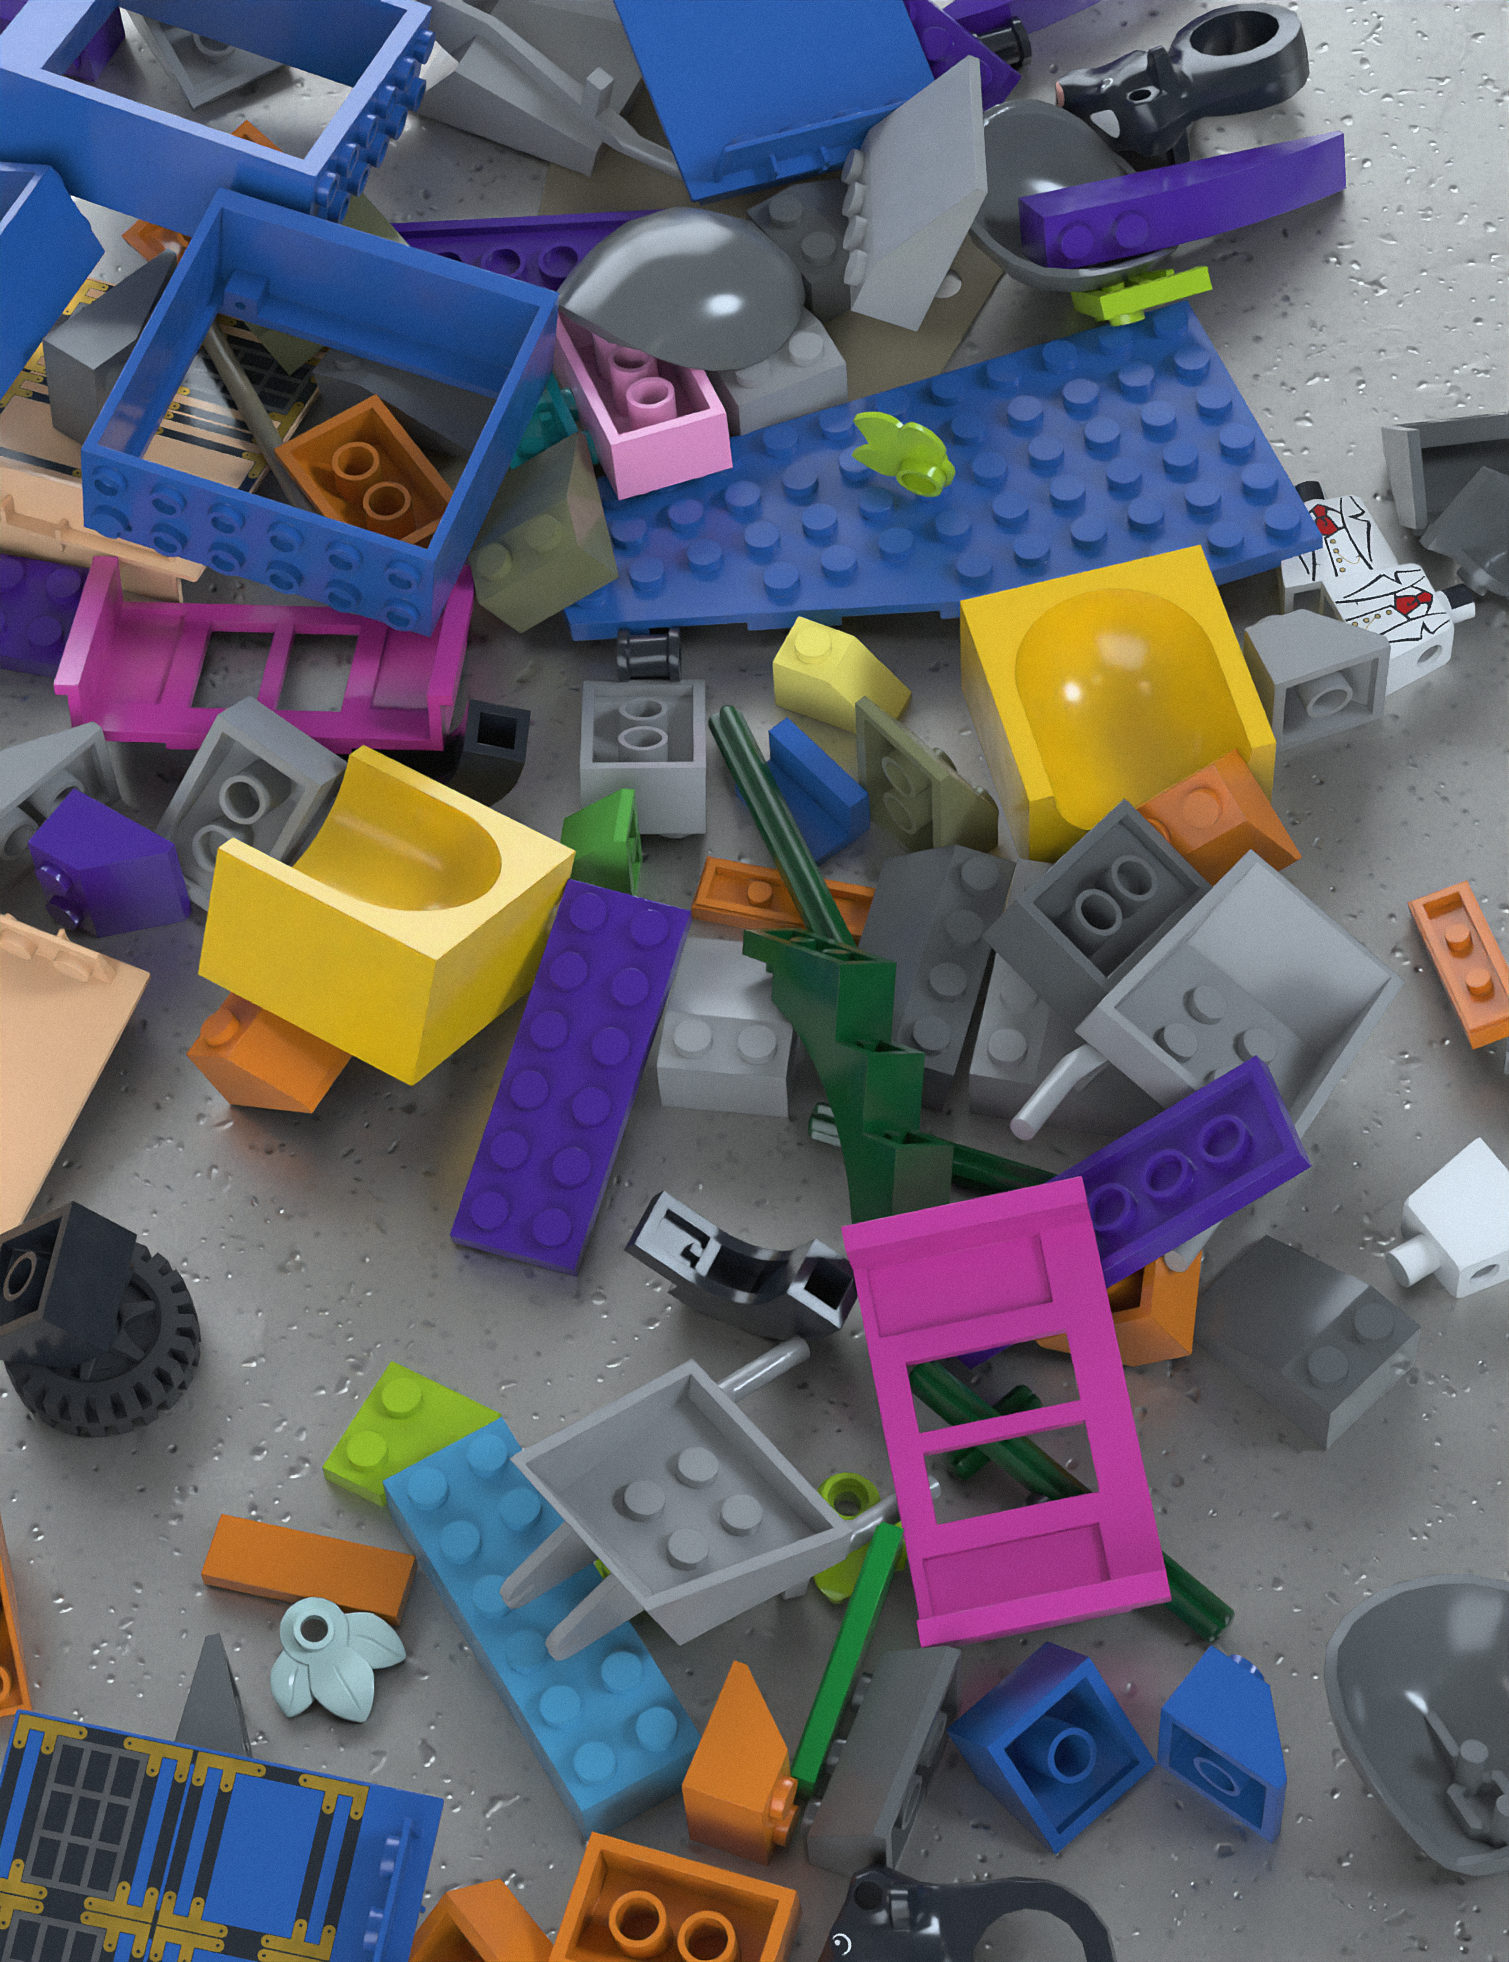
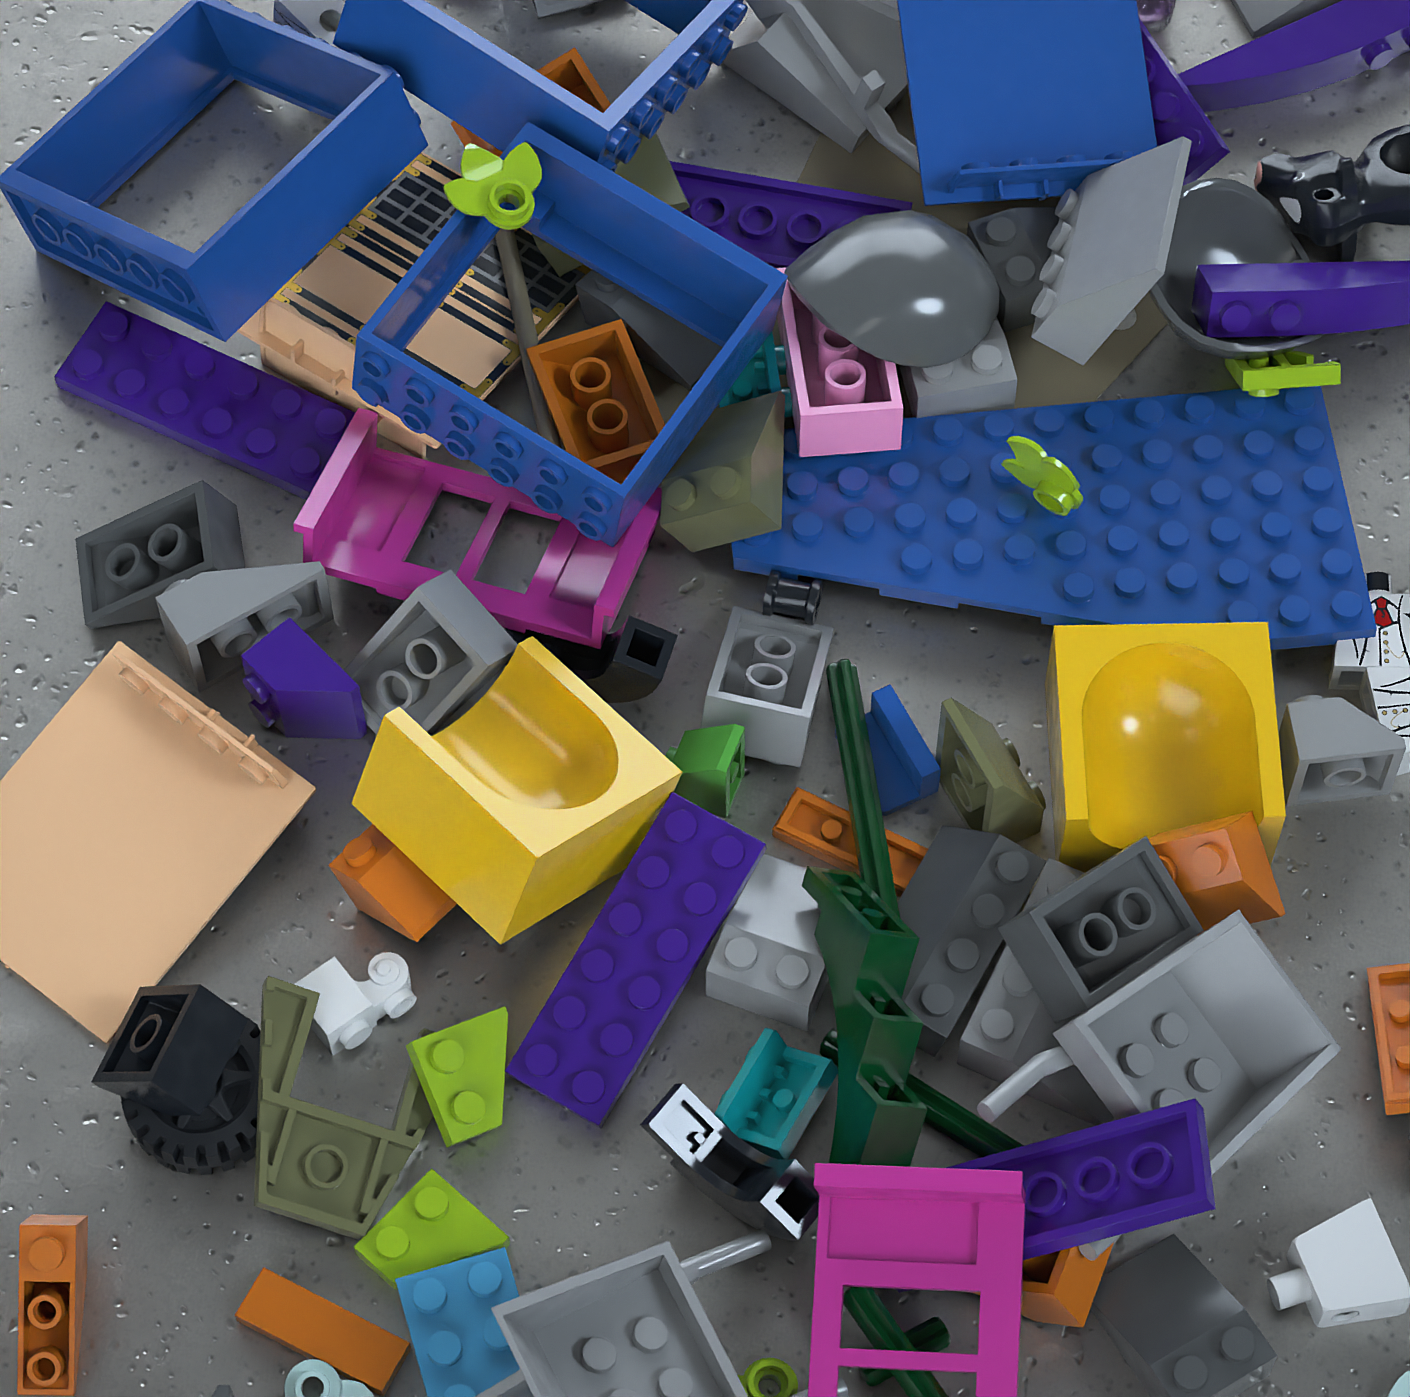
camera: 10 degrees right, 5 degrees up
(95, 344) = (398, 232): dark grey slope -> none
(193, 258) = (491, 181): none -> lime plate
(246, 1211) = (351, 1008): none -> white brick
(260, 1379) = (312, 1158): none -> olive wing
(403, 1249) = (464, 1075): none -> lime wing
(771, 1185) = (775, 1095): none -> teal bracket
(827, 671) = (942, 657): light yellow slope -> none
(1008, 42) = (1225, 113): black bush -> none

